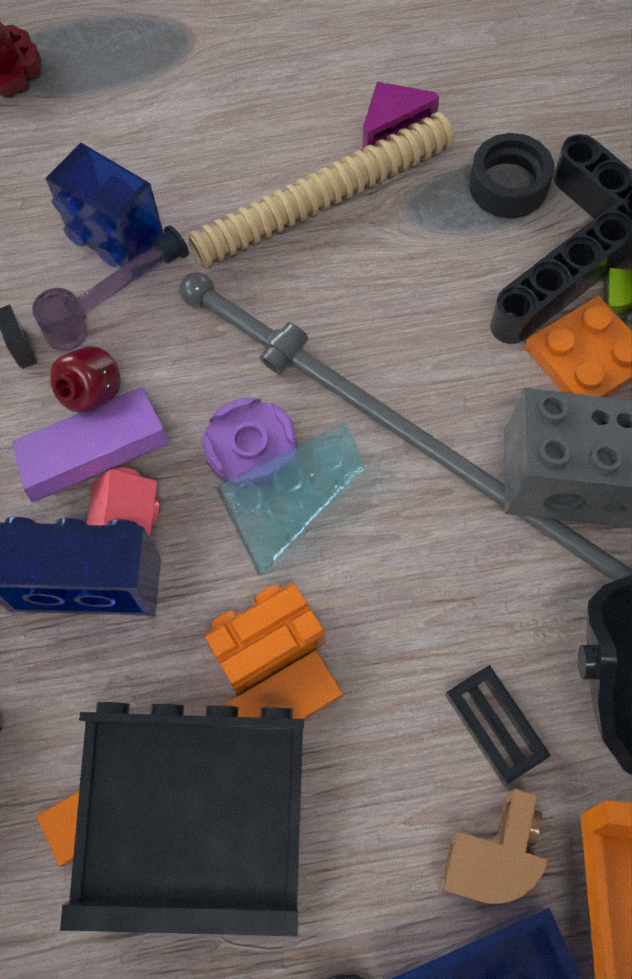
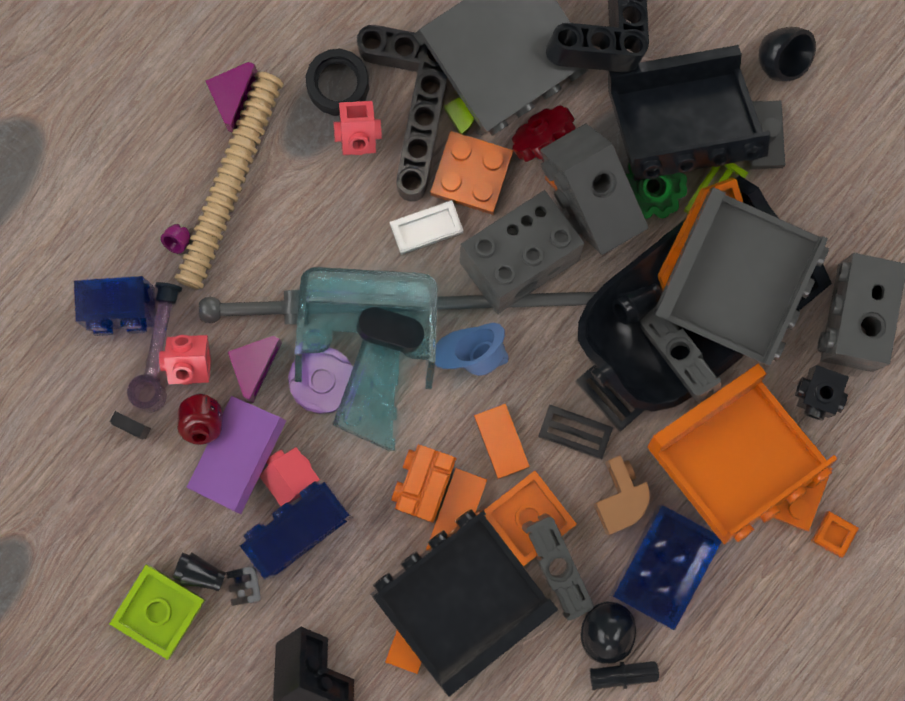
camera: 45 degrees left, 15 degrees up
(128, 313) = (186, 359): none -> coral brick
(191, 369) = (253, 363): none -> magenta slope
(223, 201) = (175, 238): none -> magenta hinge
(339, 914) = (567, 586): none -> dark grey piece
(352, 381) = (337, 296): none -> clear light blue windscreen
(356, 784) = (524, 504): none -> orange plate
(366, 435) = (390, 329): none -> black tile
(396, 664) = (501, 441): none -> orange tile
(446, 534) = (474, 349): none -> medium blue piece
(492, 371) = (426, 227): none -> white tile
(497, 222) = (357, 128): none -> coral brick
(580, 761) = (620, 425): none -> black tile

